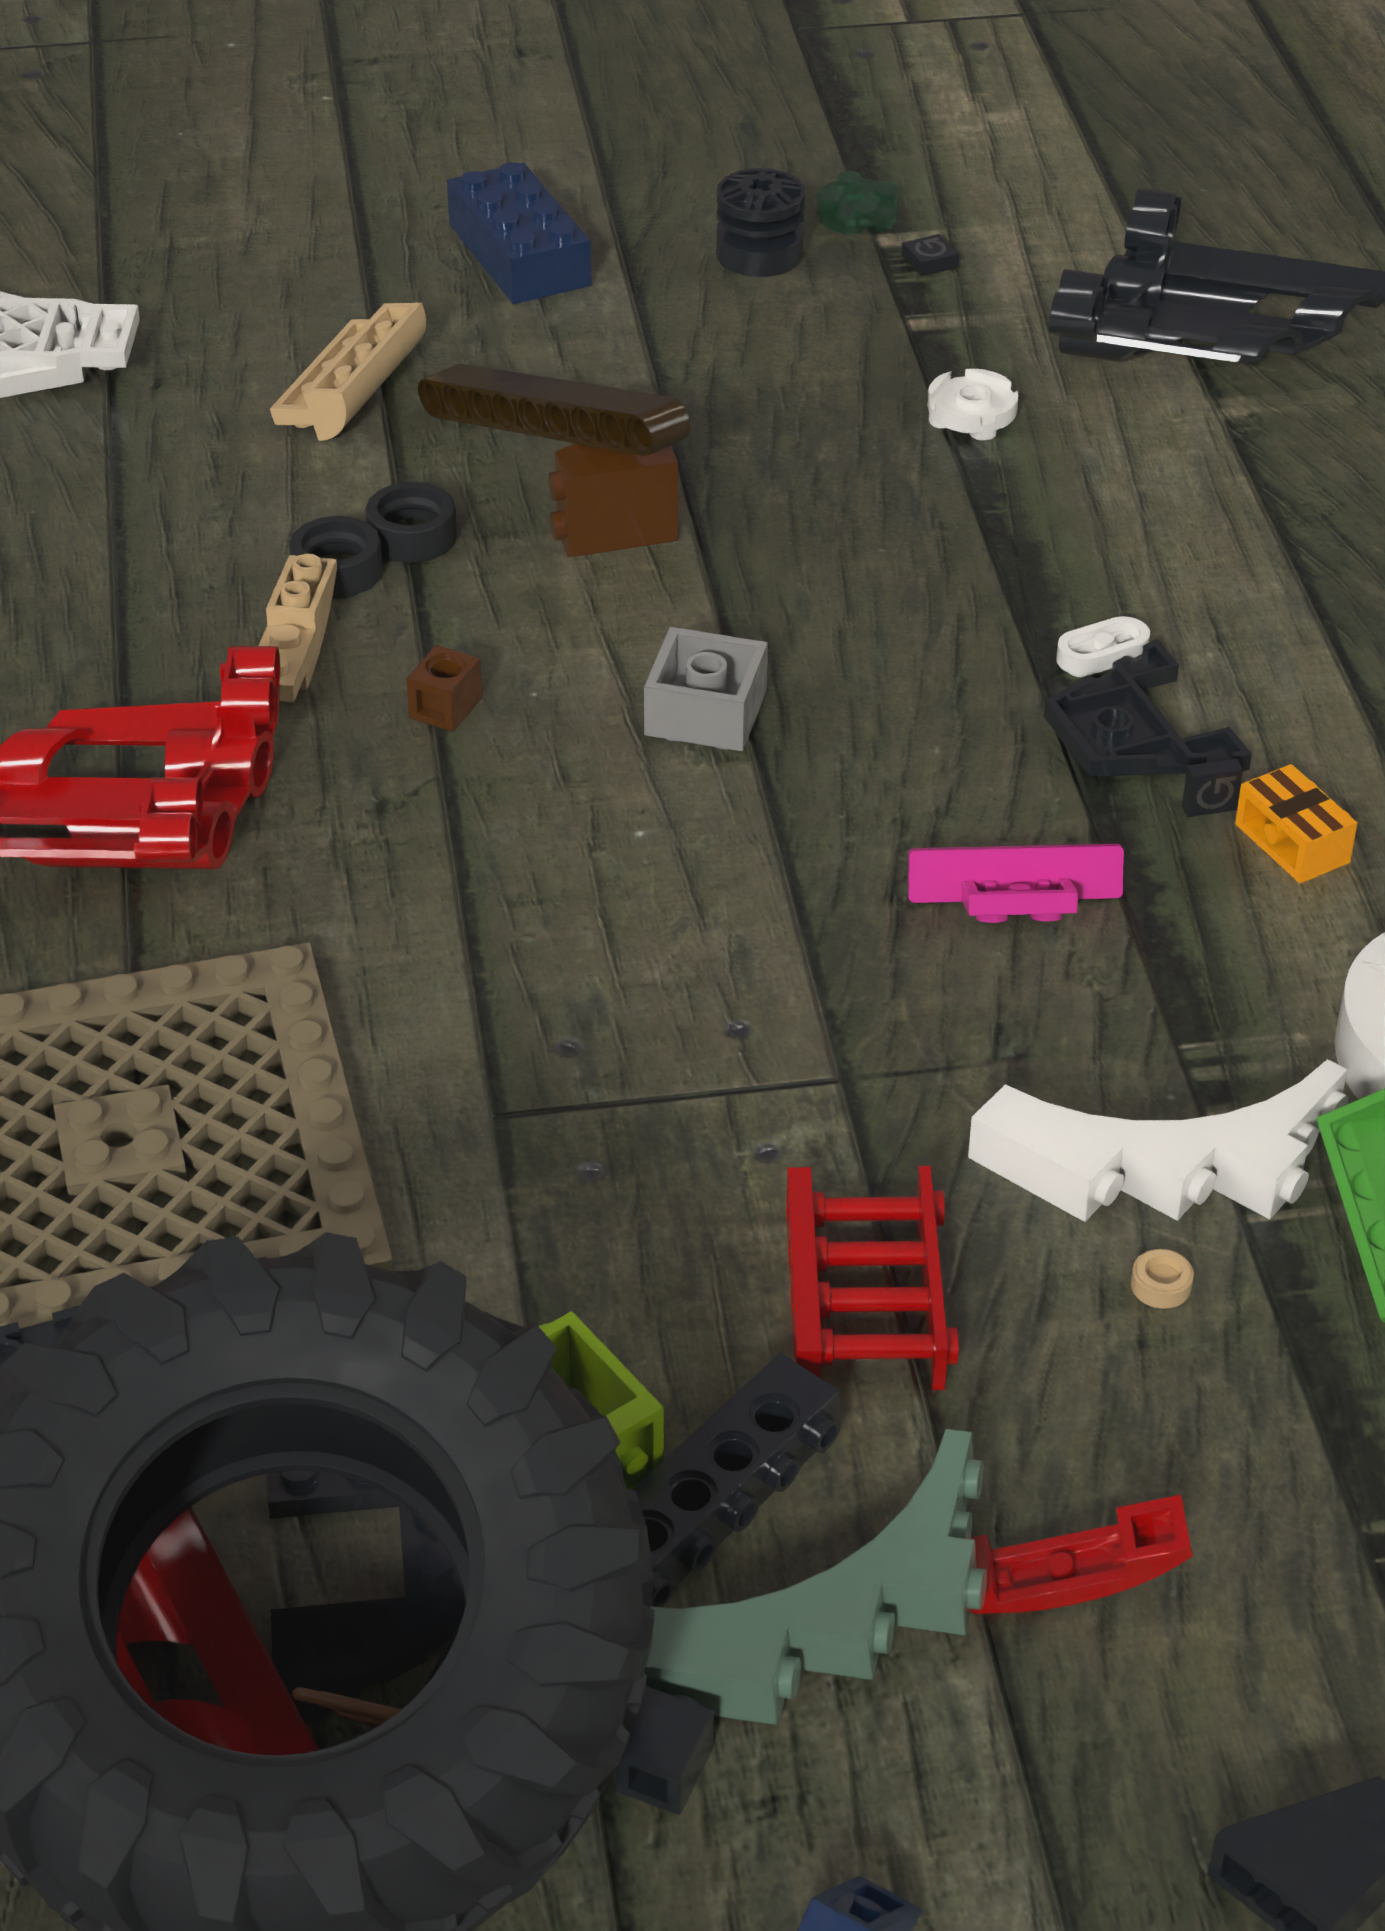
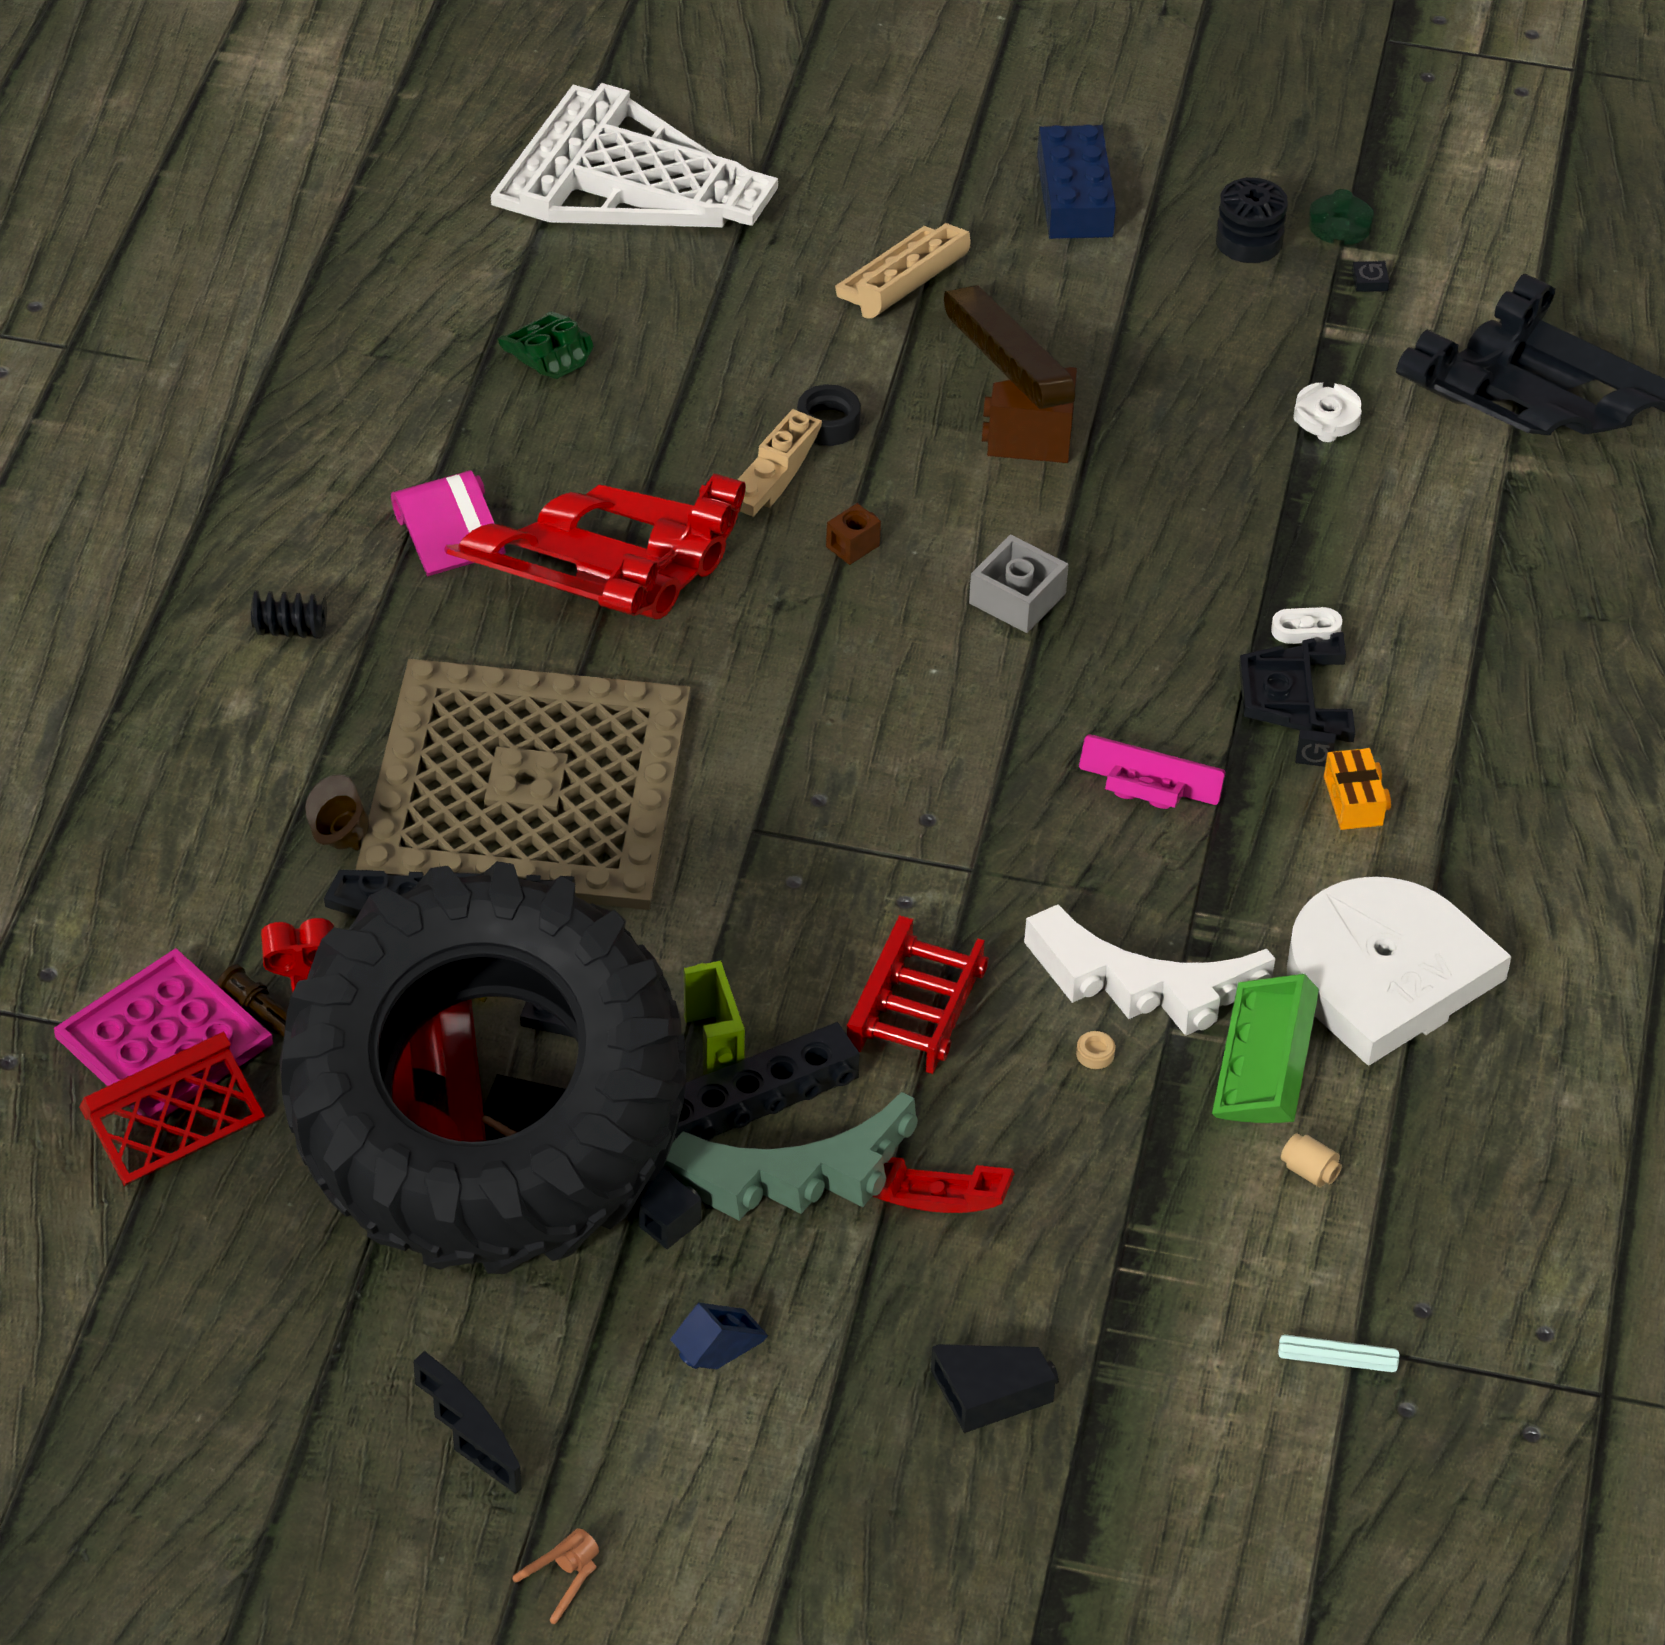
camera: 20 degrees right, 5 degrees up
(415, 501) = (890, 384): black tyre -> none

